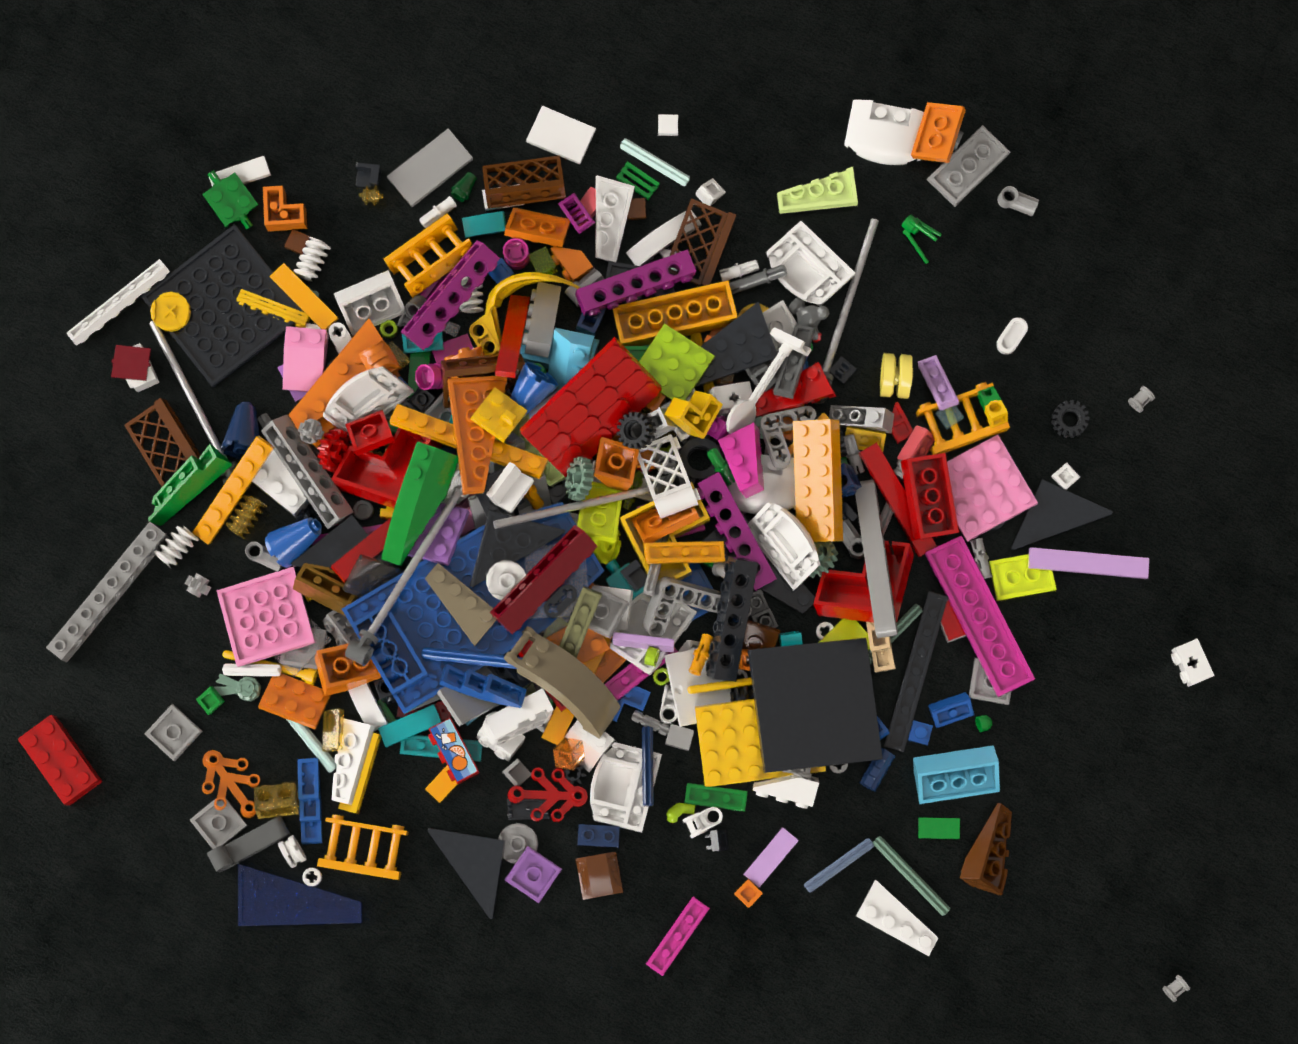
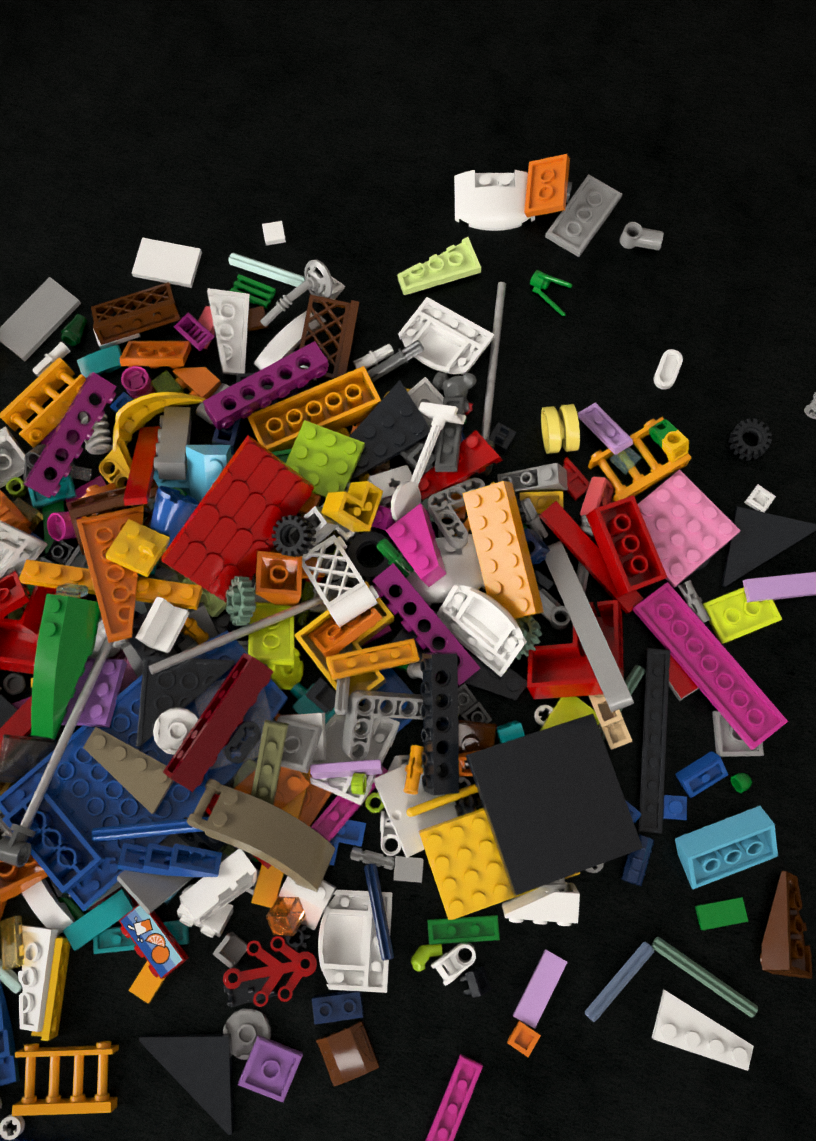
camera: 10 degrees left, 5 degrees down
(436, 441) = (72, 590): none -> clear light blue tile
(694, 187) = (311, 283): none -> light grey dish

